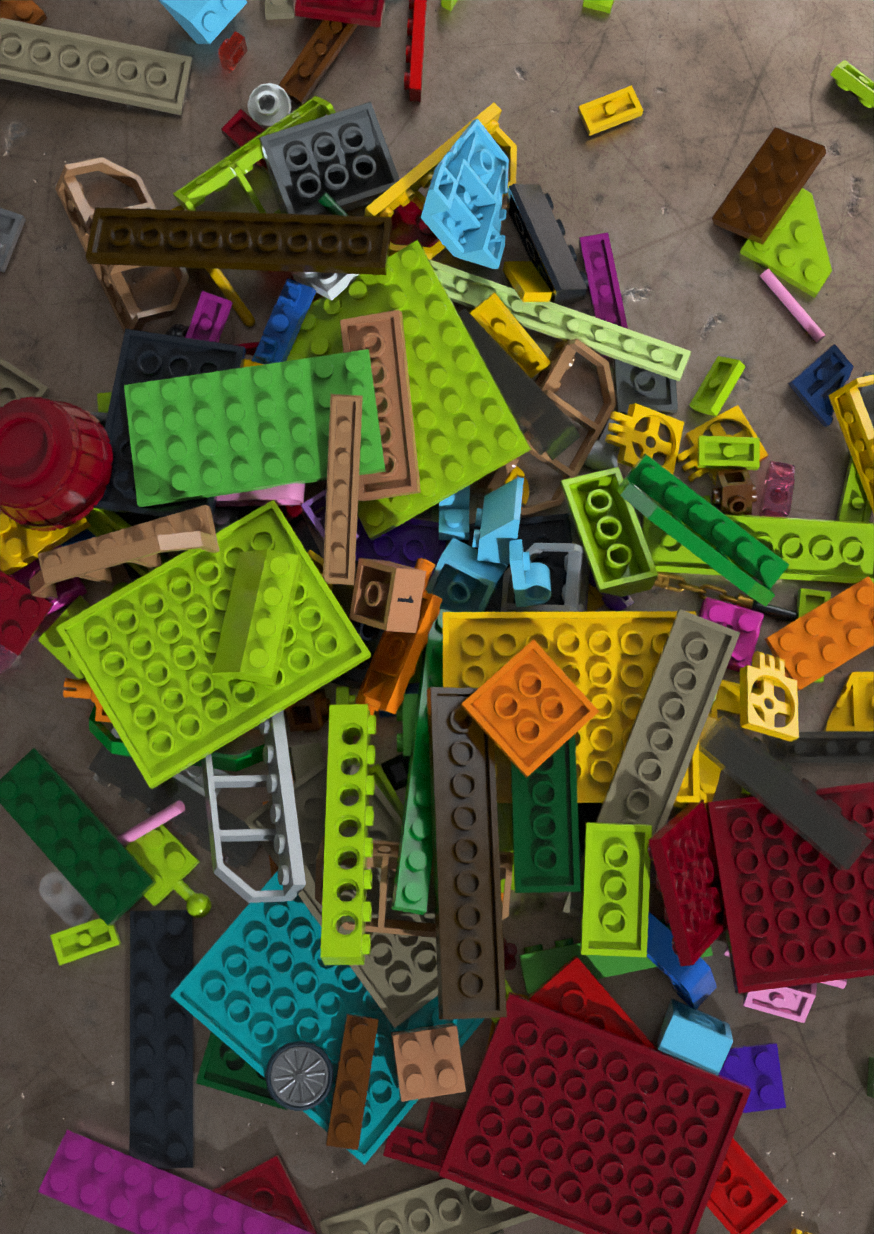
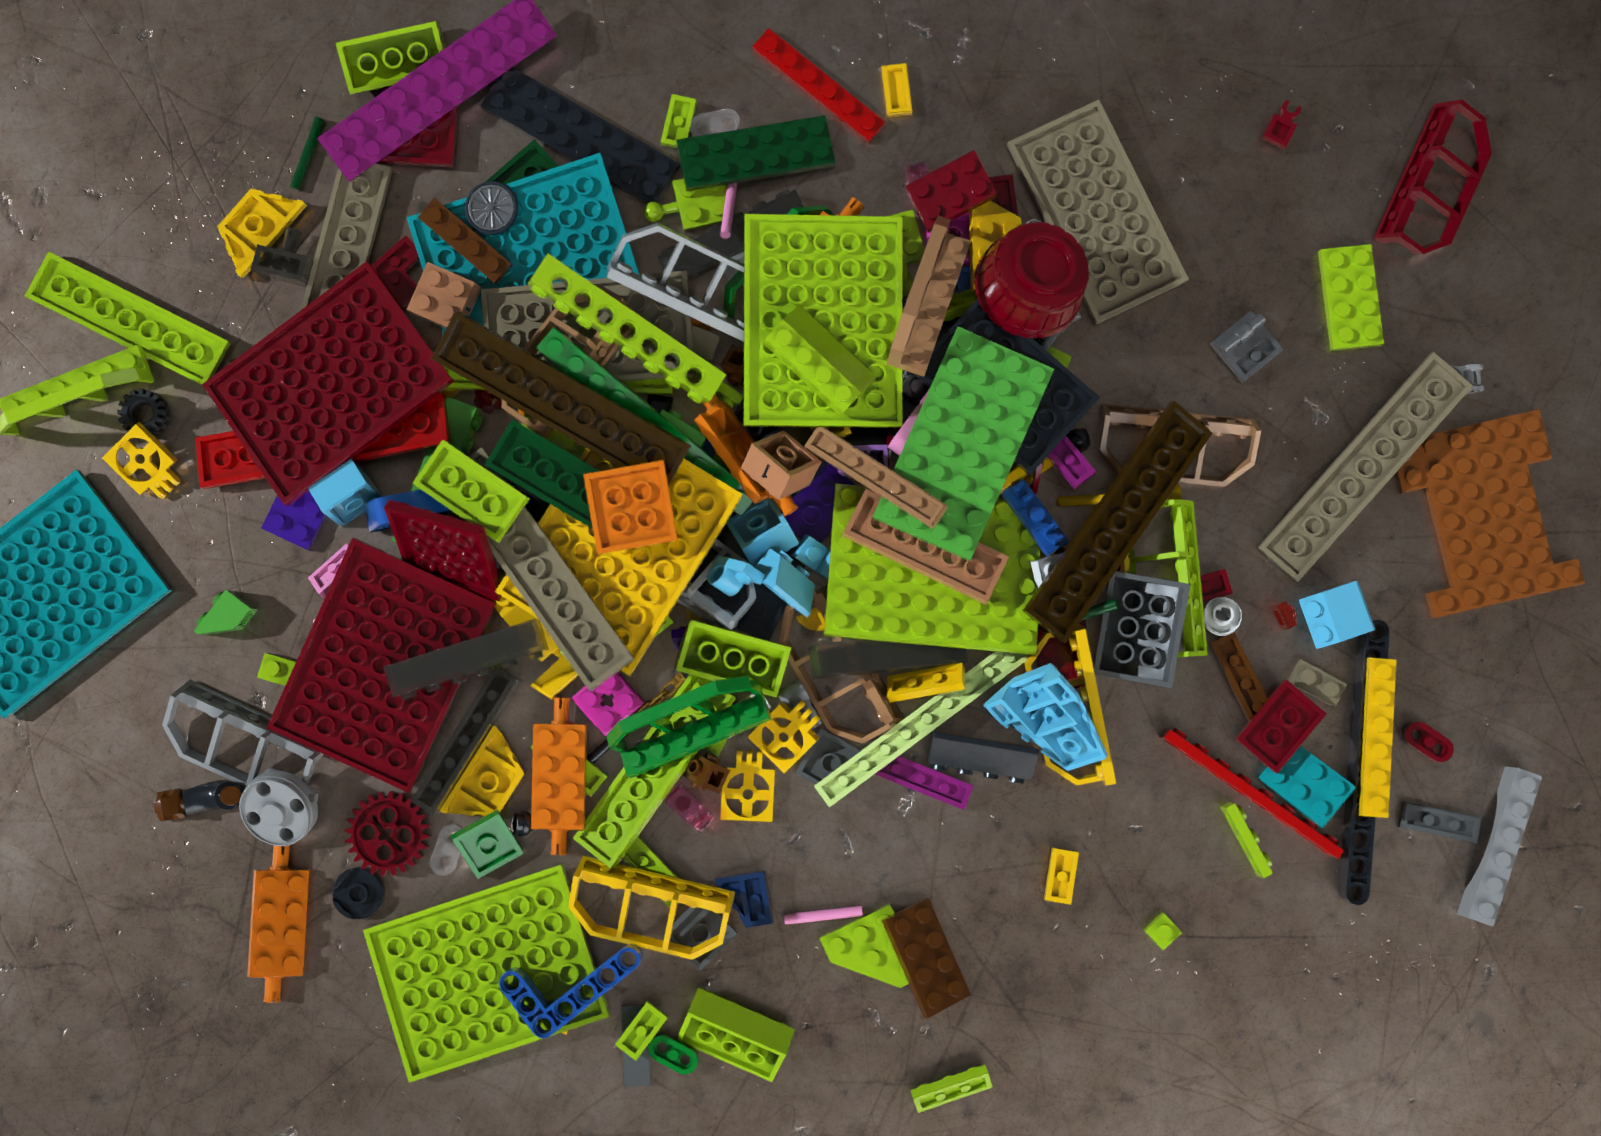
camera: 125 degrees right, 5 degrees up
(527, 281) = (961, 722): yellow tile -> none
(717, 385) = (795, 815): lime plate -> none
(728, 452) = (738, 788): lime plate -> none
(770, 673) = (559, 707): yellow piece -> none

